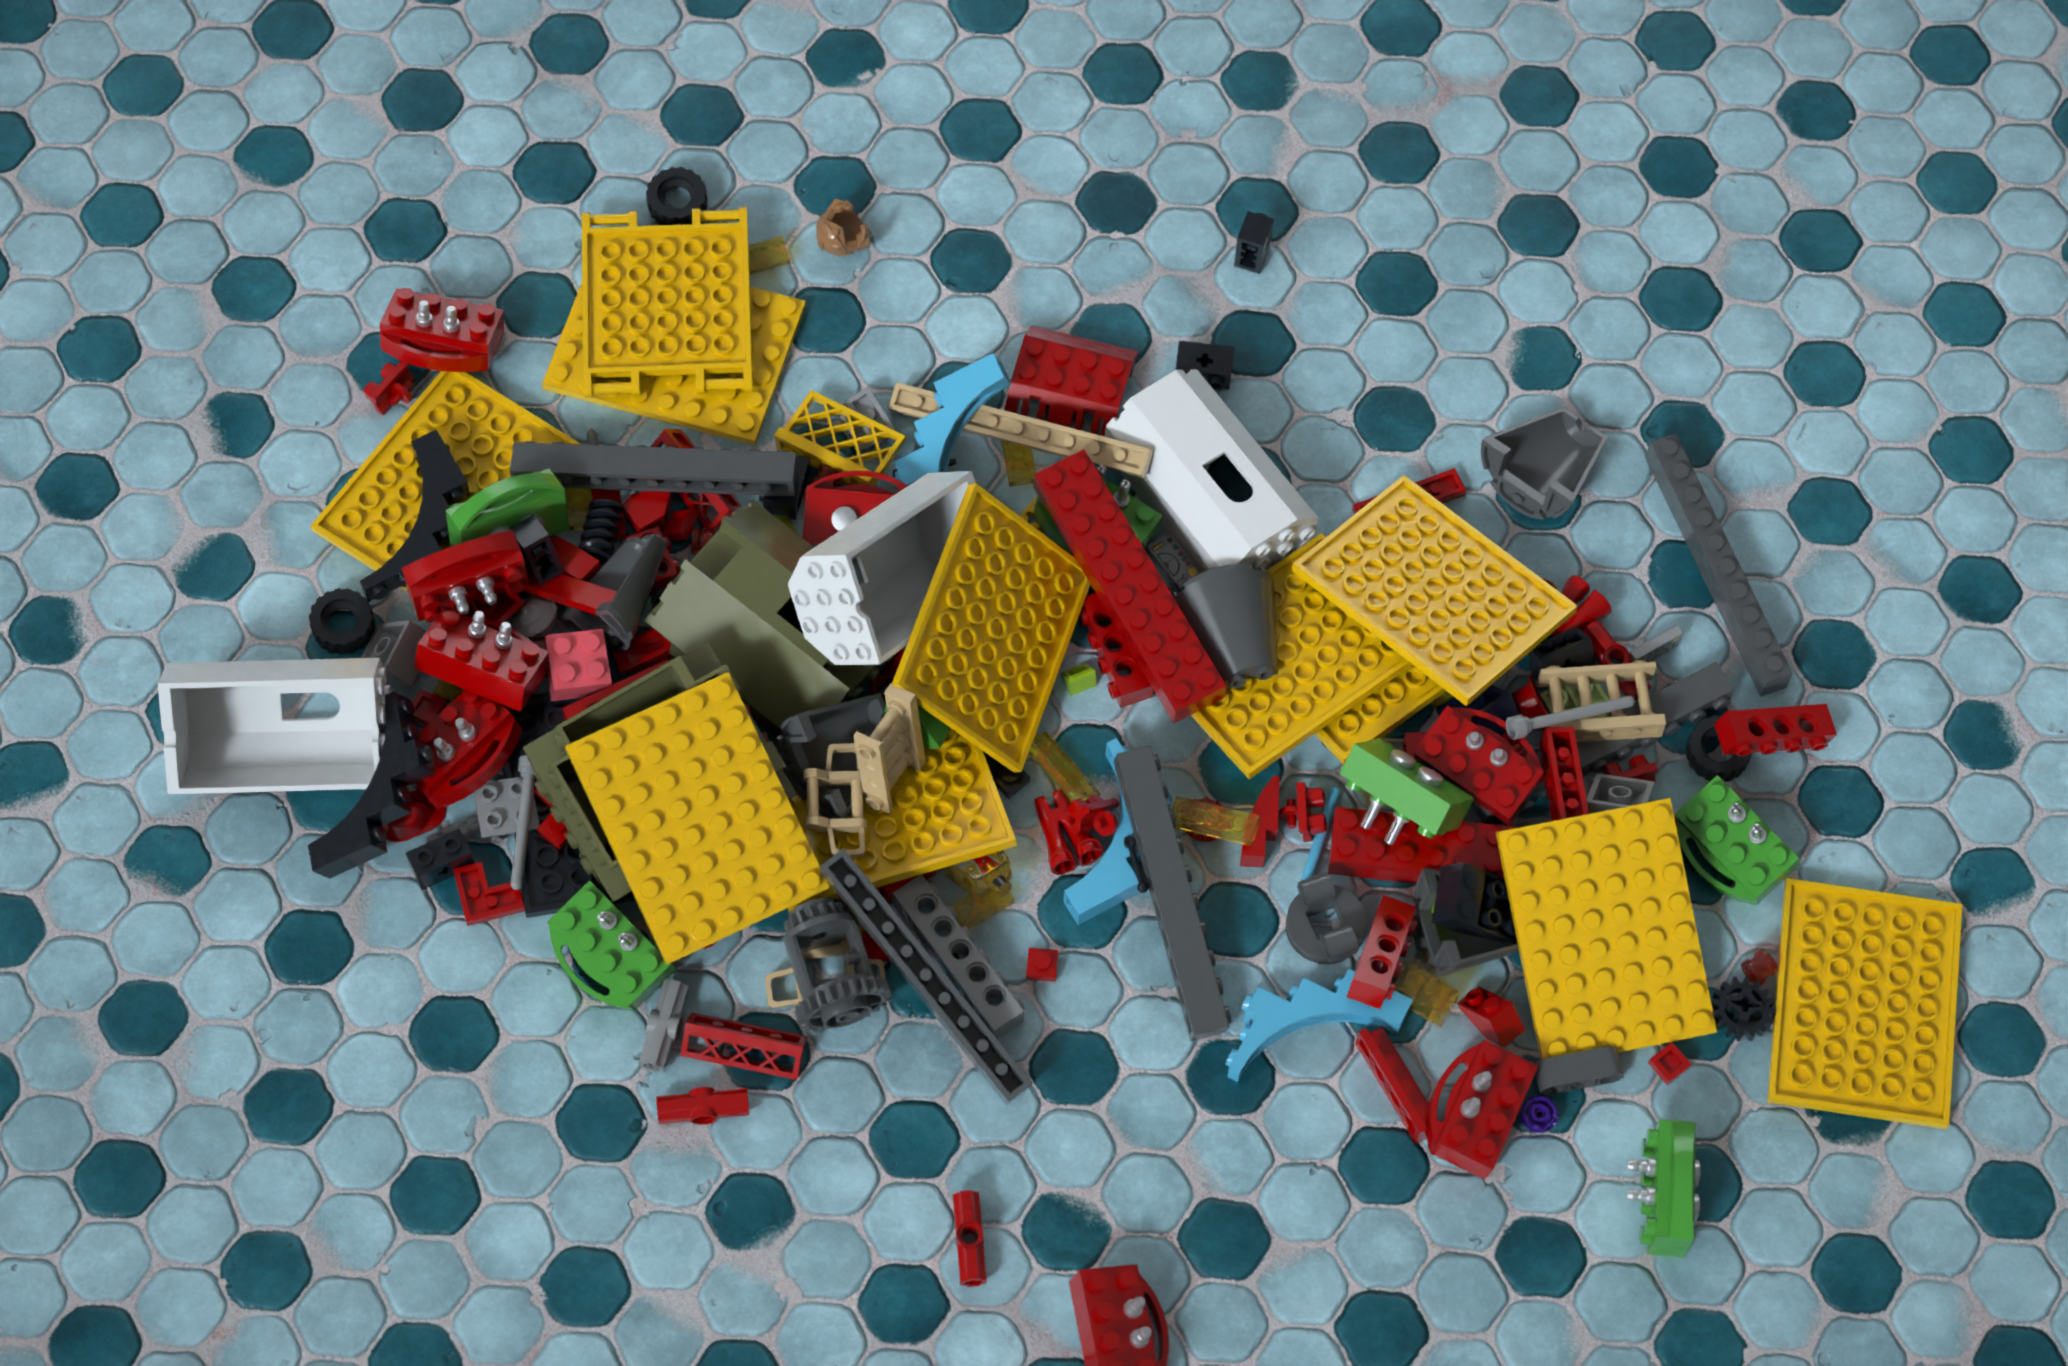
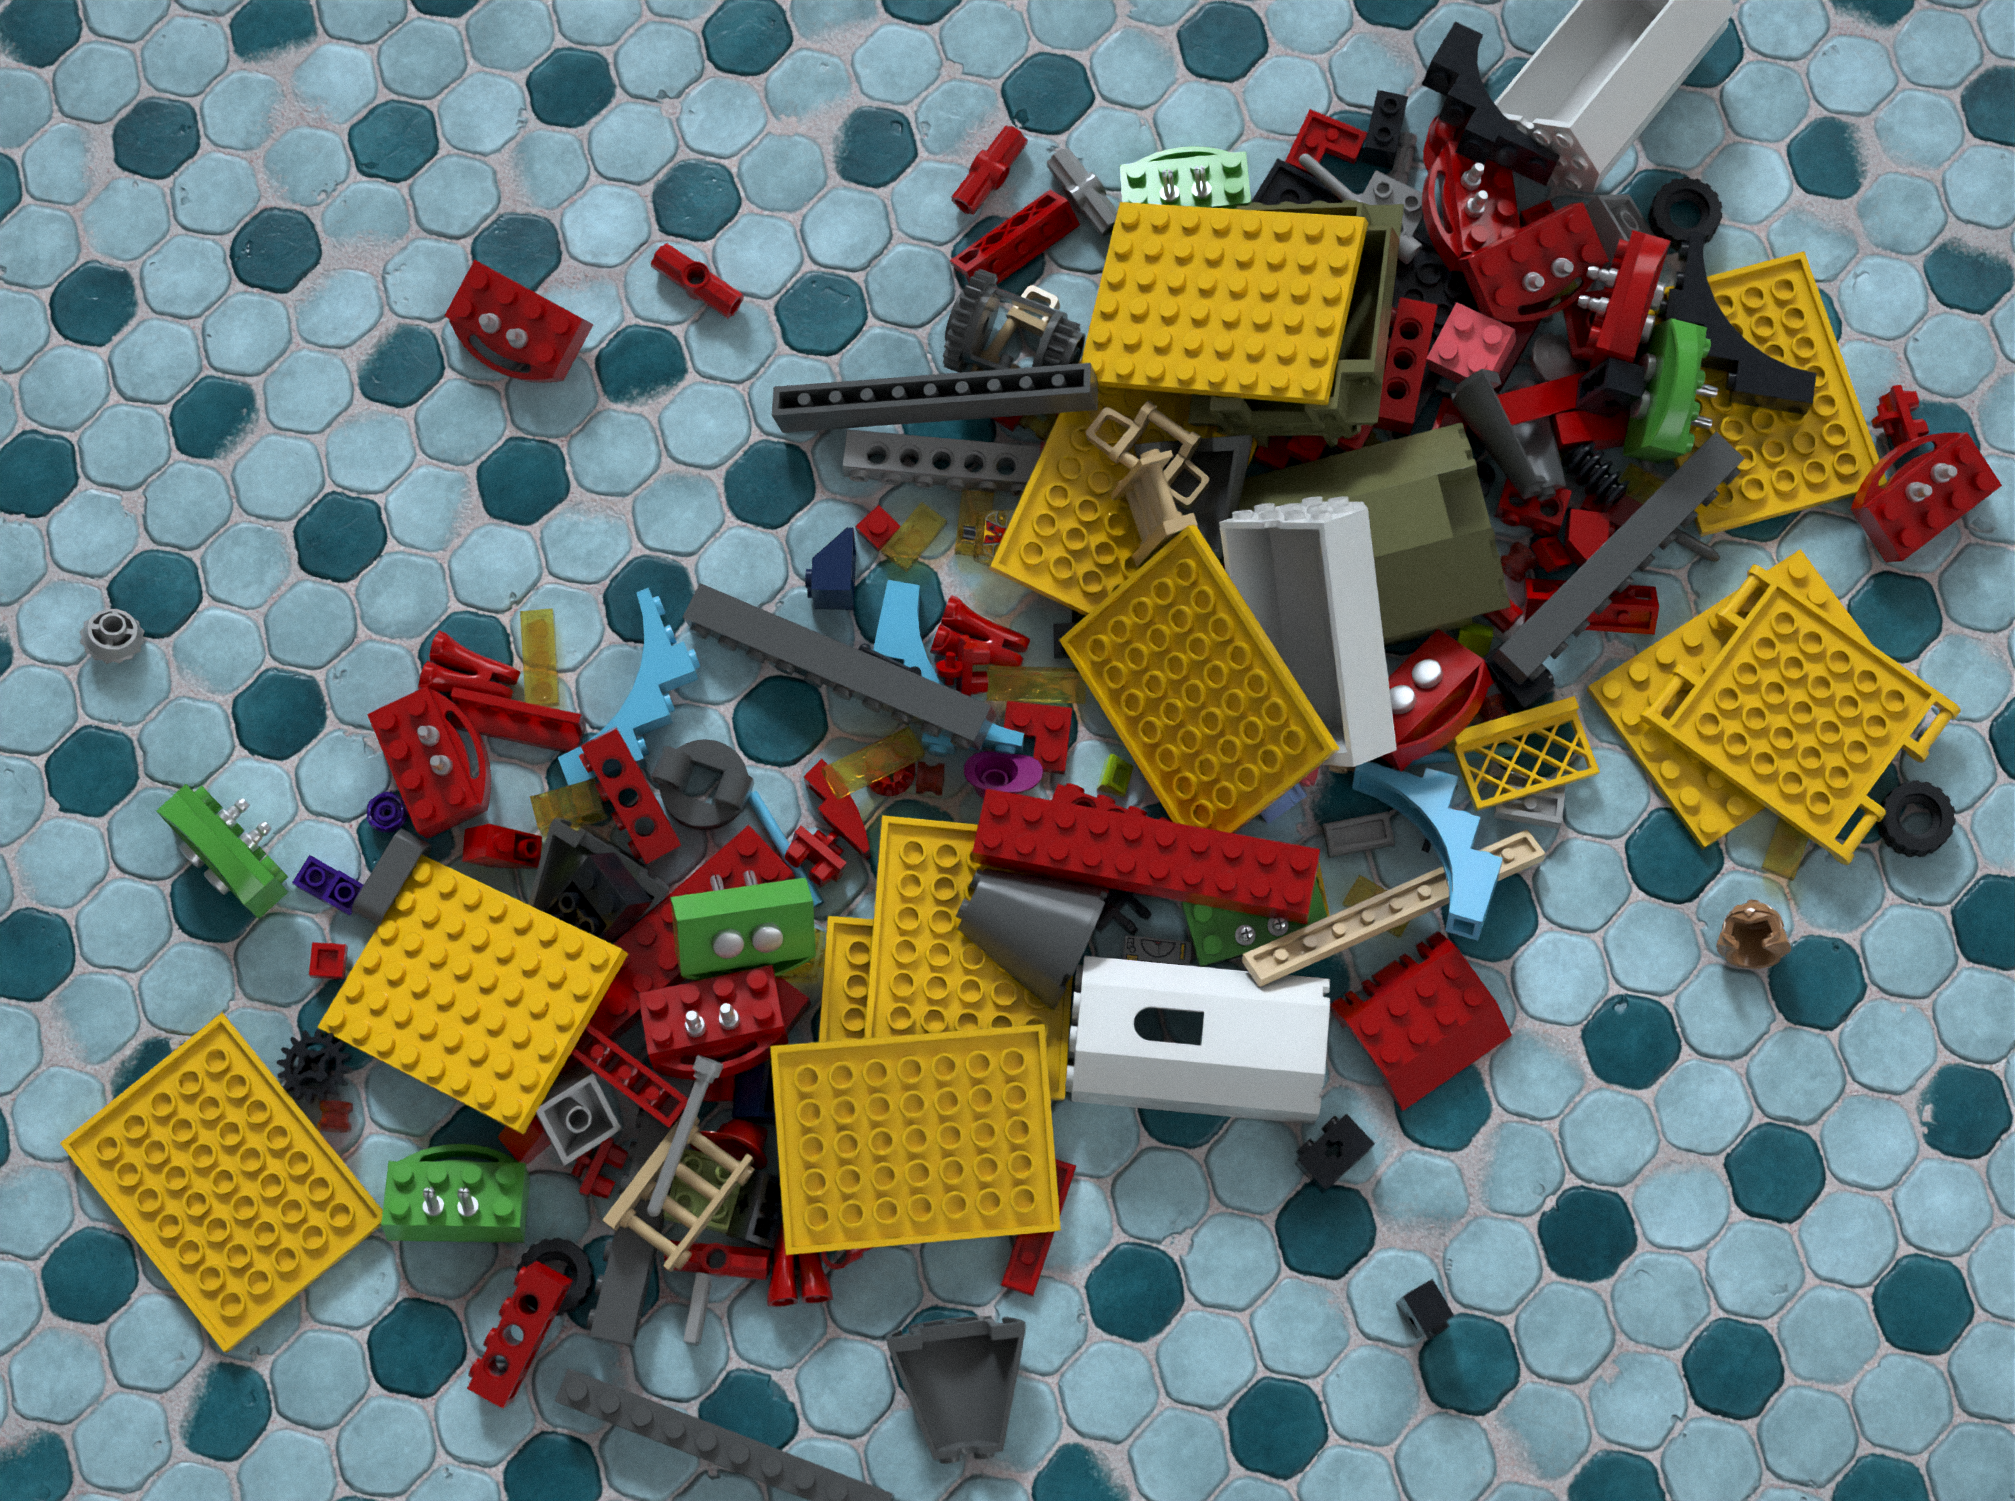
camera: 135 degrees right, 10 degrees up
(1028, 933) = (914, 537): none -> clear yellow plate
(1084, 742) = (1048, 727): none -> red plate
(1105, 952) = (833, 574): none -> dark blue slope
(1142, 727) = (1002, 772): none -> magenta piece
(1188, 783) = (930, 778): none -> clear red wheel
(1341, 1107) = (540, 657): none -> clear yellow plate
(1419, 1157) = (451, 654): none -> red piece
(1620, 1110) = (328, 884): none -> dark purple slope

